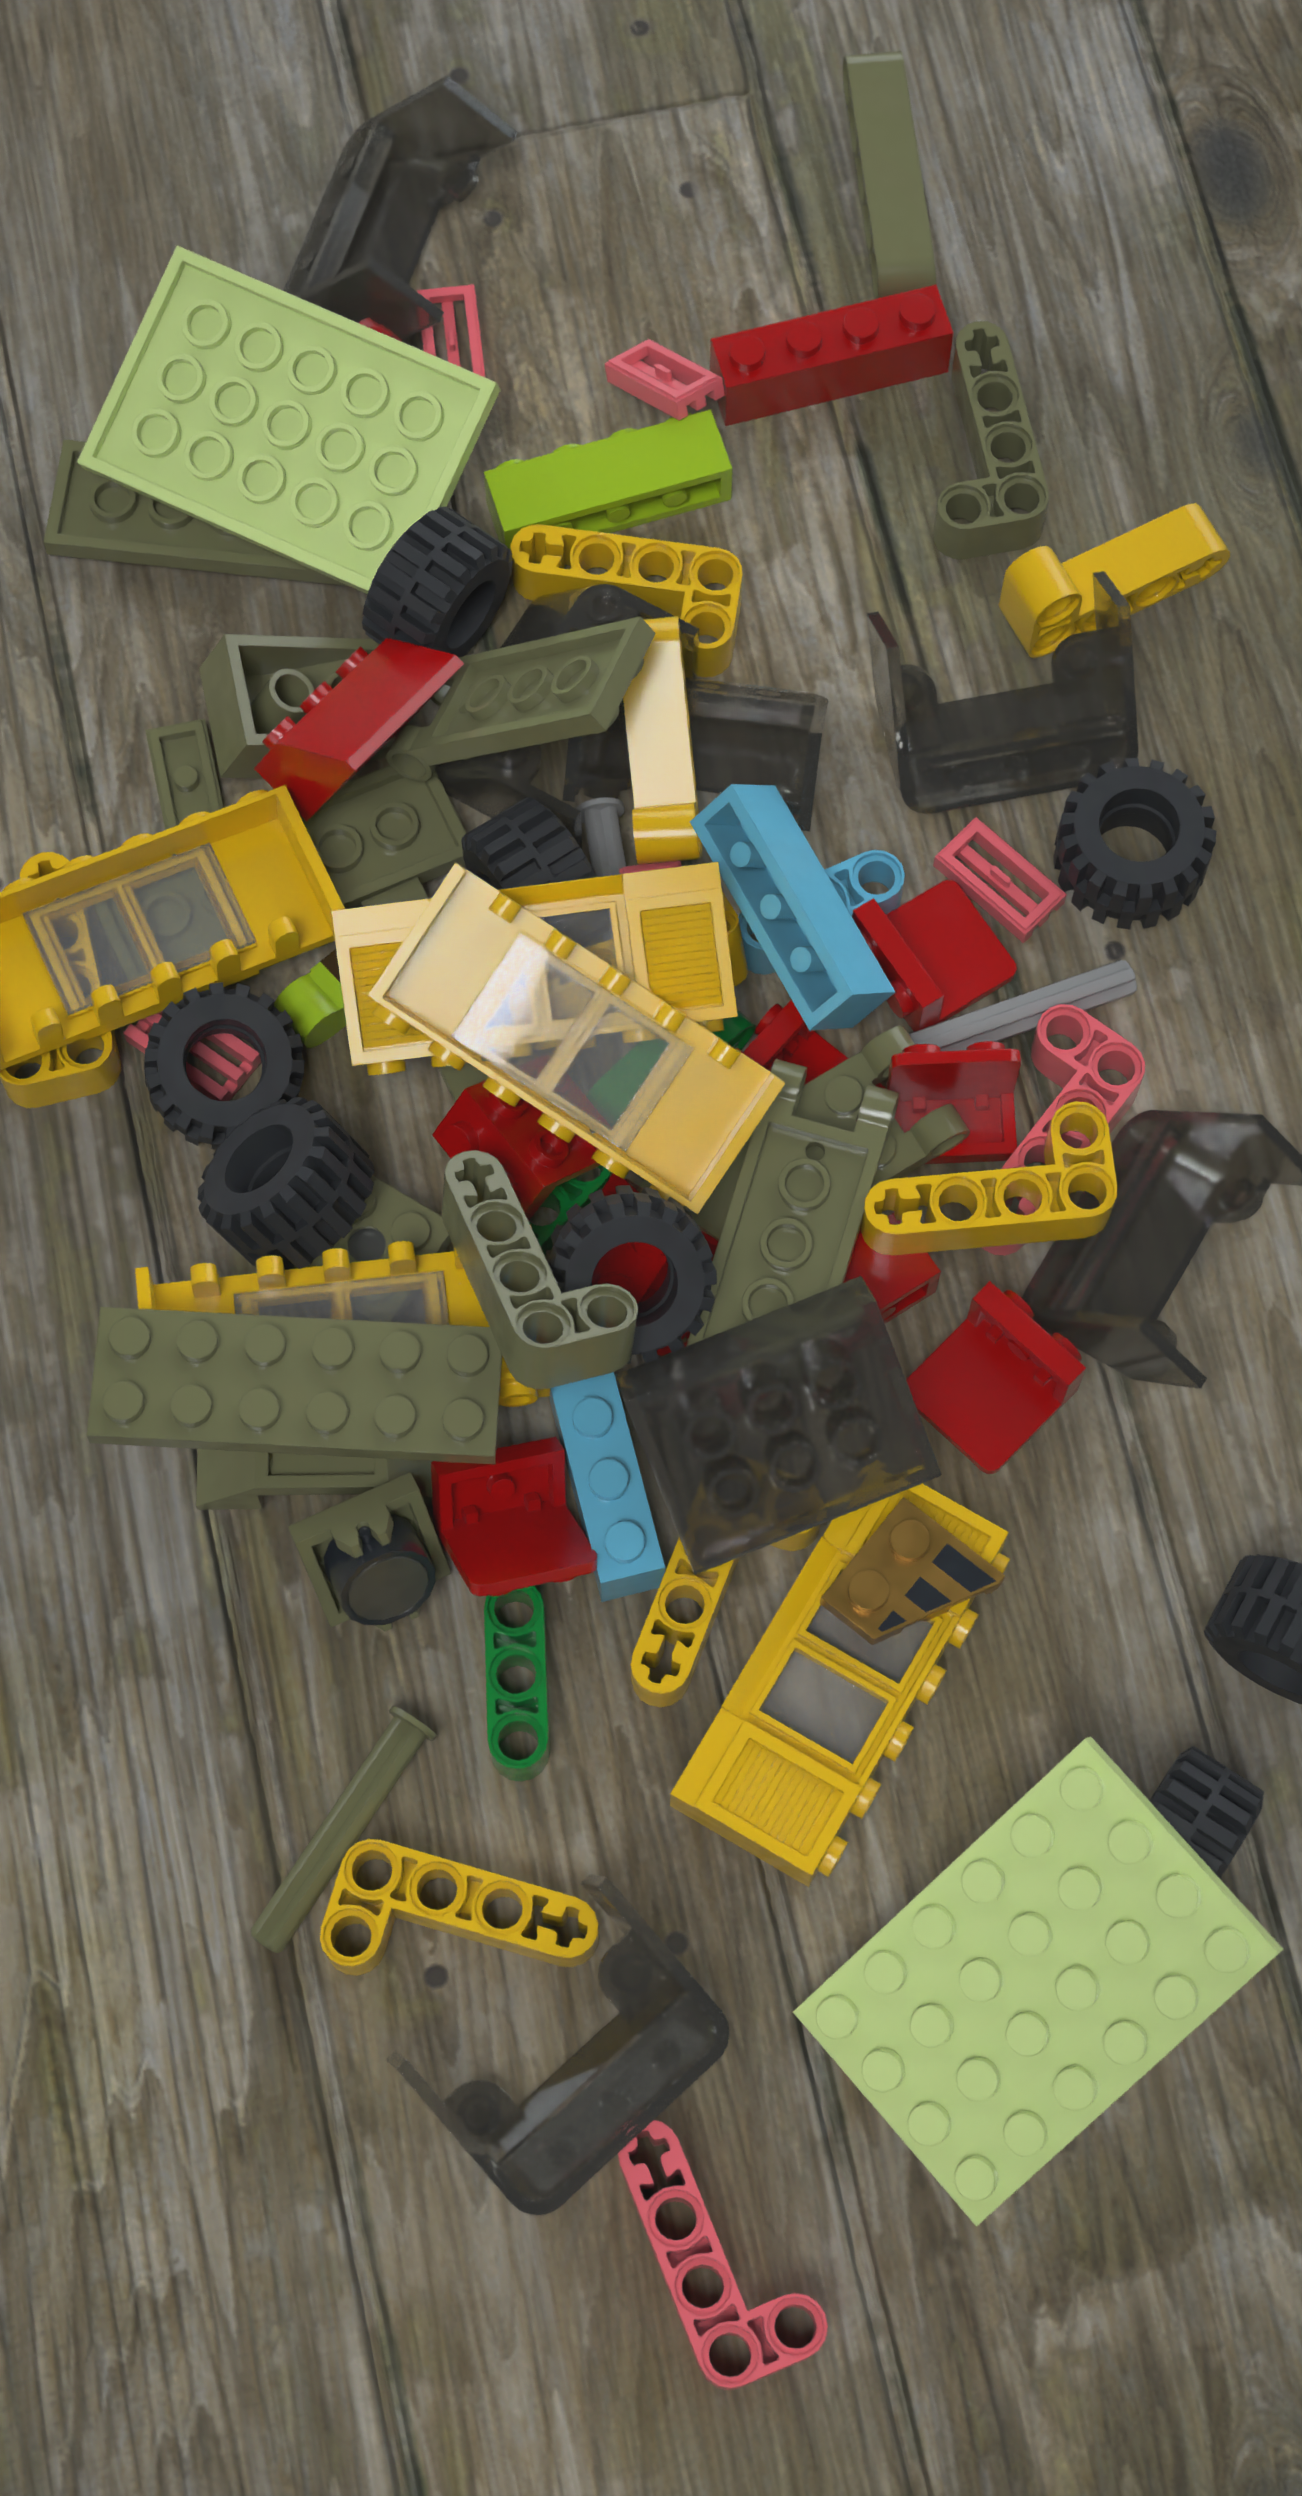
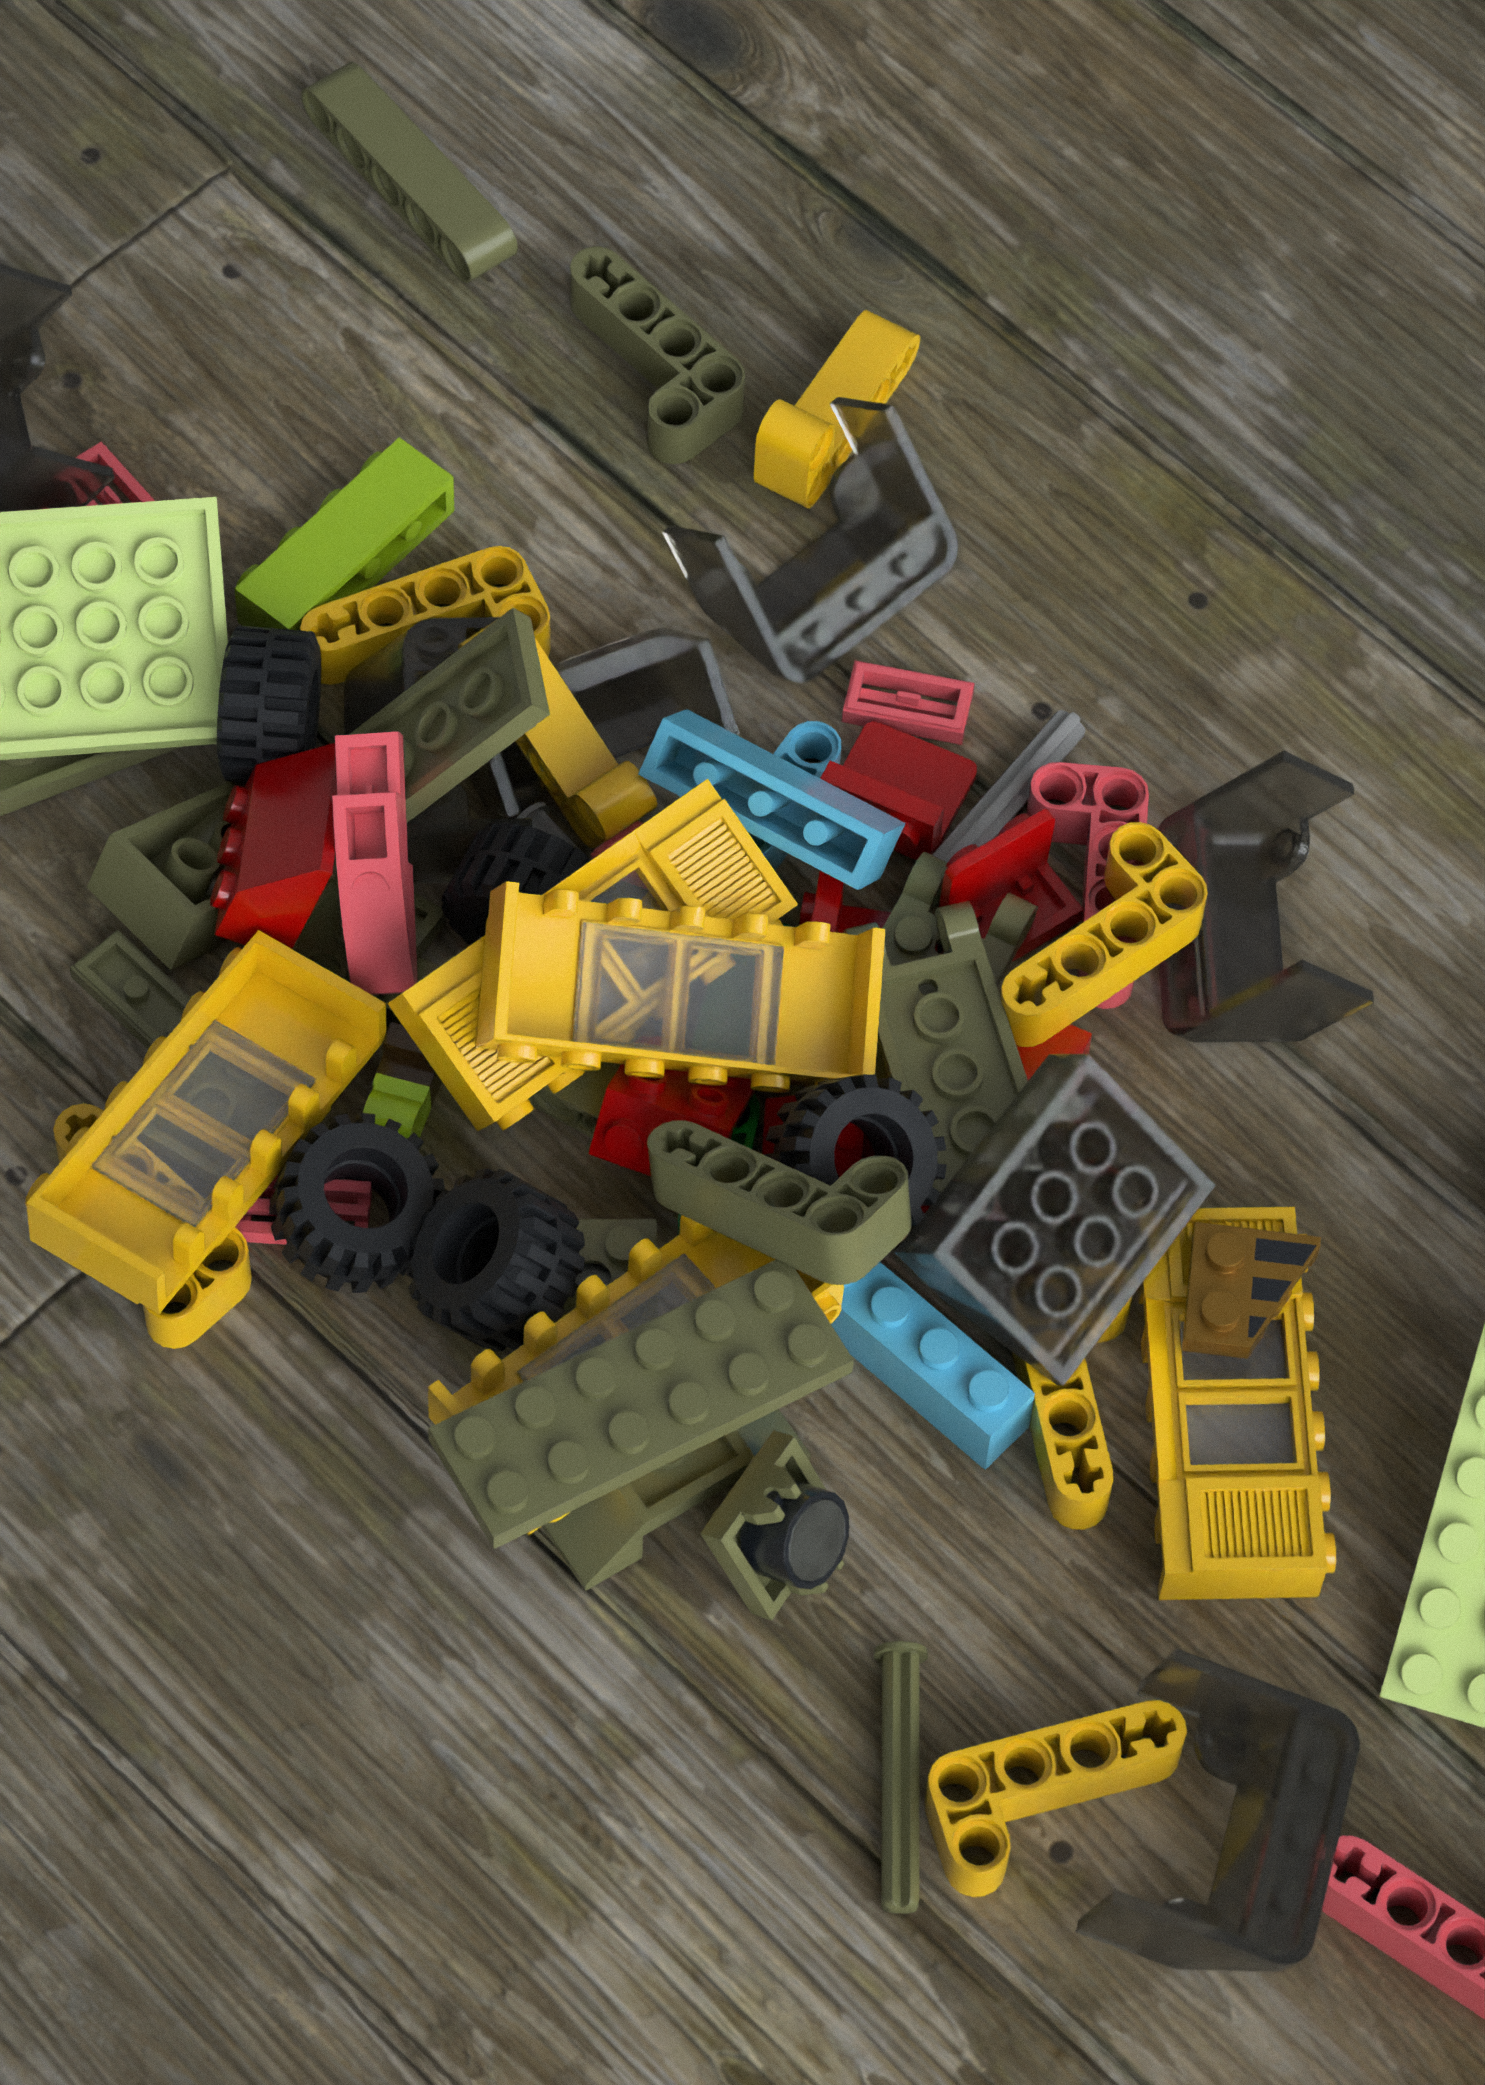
camera: 35 degrees left, 10 degrees down
(405, 778) = (373, 862): none -> coral slope
(510, 1519) = (868, 1438): red bracket -> none
(522, 1711) = (967, 1595): green beam -> none
(659, 384) = (334, 434): coral tile -> none
(832, 354) = (465, 343): red brick -> none
(995, 1379) = (1200, 1088): red bracket -> none
(1142, 800) = (1015, 571): black tyre -> none

